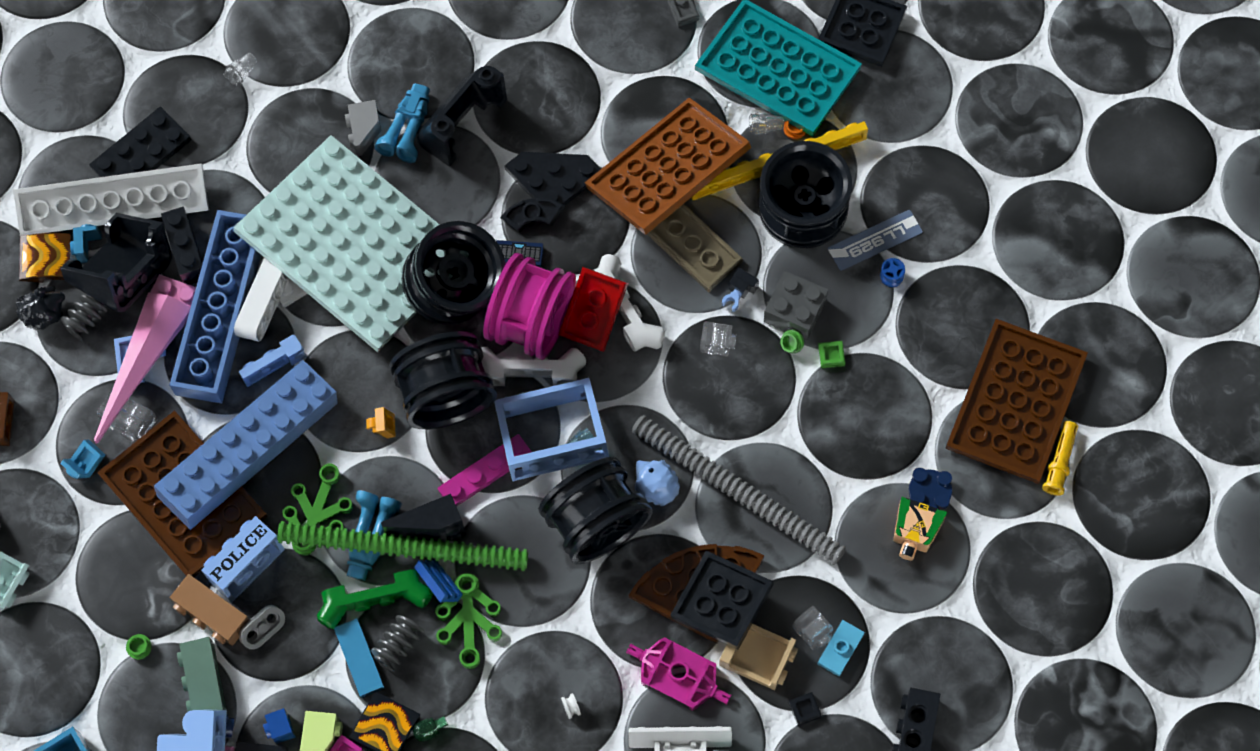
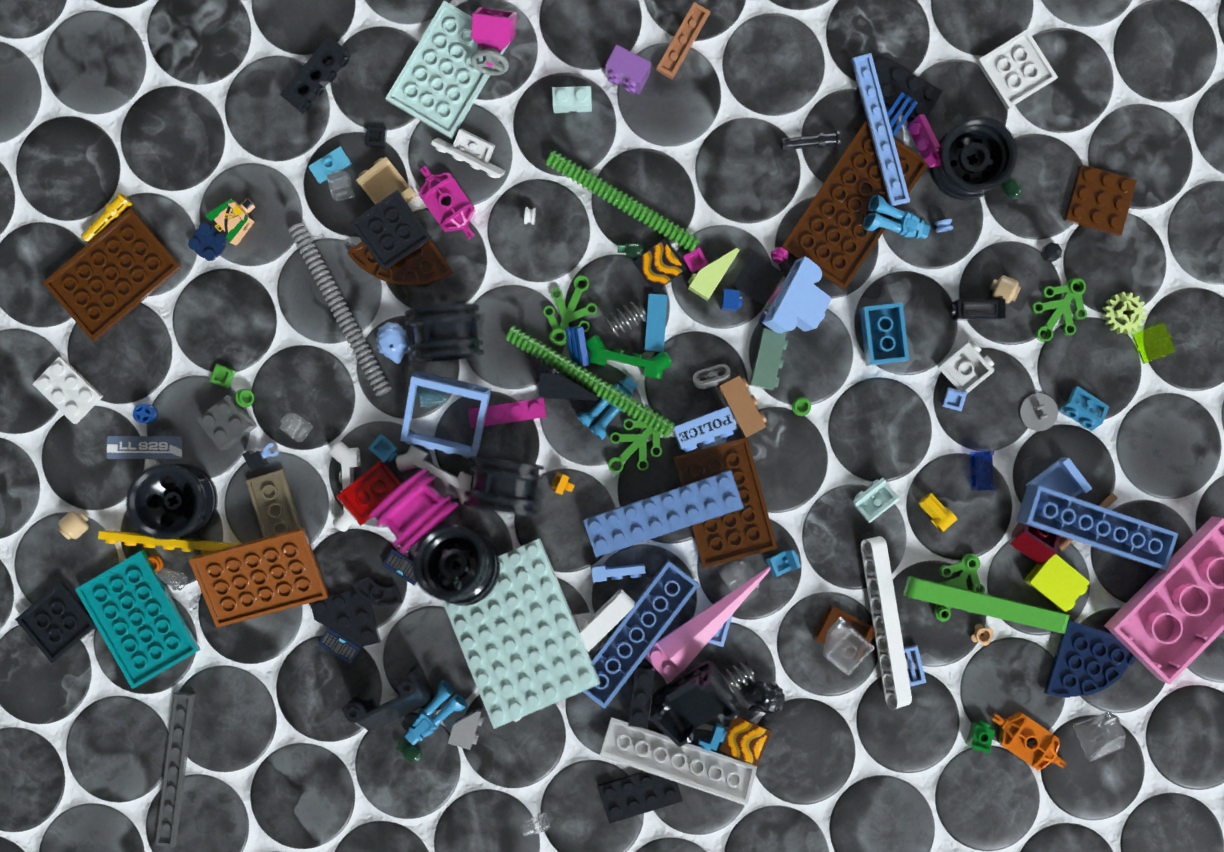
camera: 155 degrees left, 20 degrees up
(414, 75) = (410, 752): none -> clear green cylinder
(546, 142) = (339, 646): none -> tile
(604, 363) = (384, 449): none -> dark azure bracket
(901, 124) = (73, 525): none -> tan head
(993, 257) = (67, 390): none -> white plate

